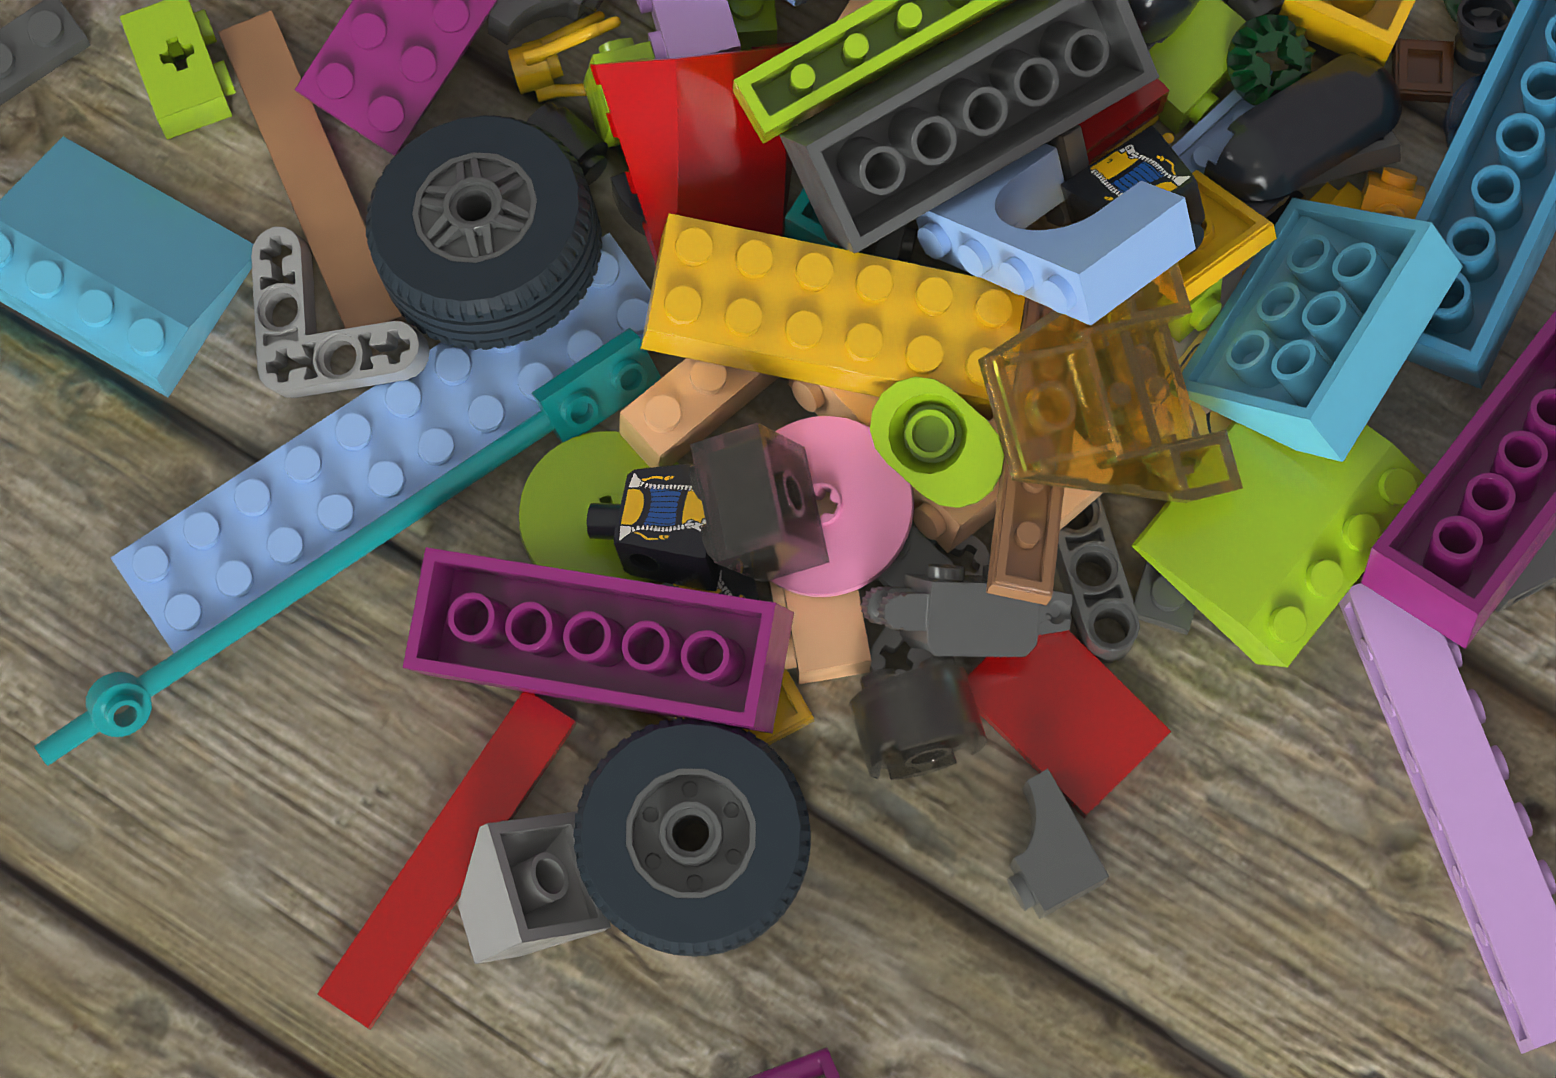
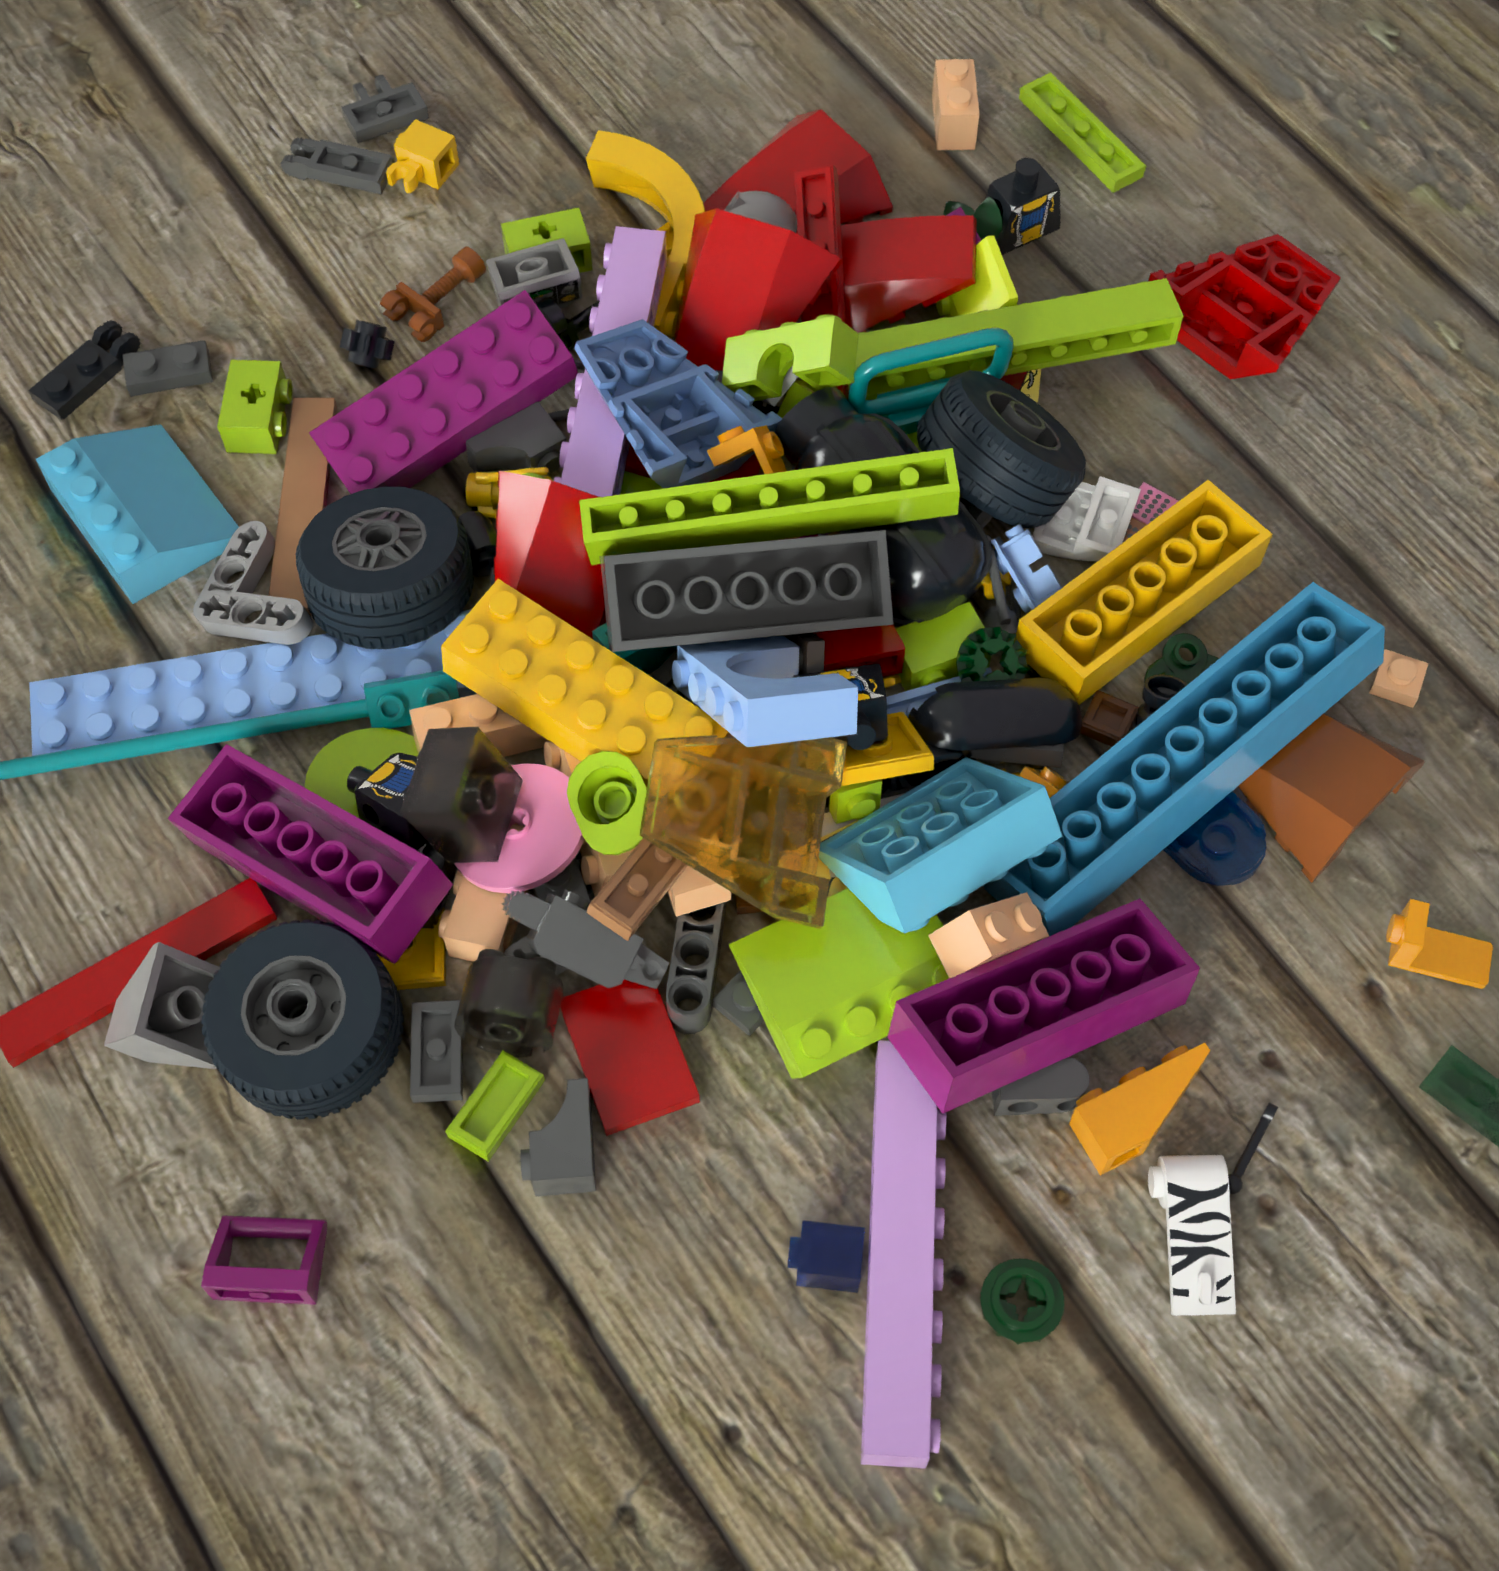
camera: 25 degrees right, 15 degrees down
(852, 805) = (435, 1053): none -> dark grey plate
(946, 837) = (495, 1105): none -> lime tile
(1395, 851) = (827, 1256): none -> clear blue brick
(1427, 419) = (988, 933): none -> light nougat brick

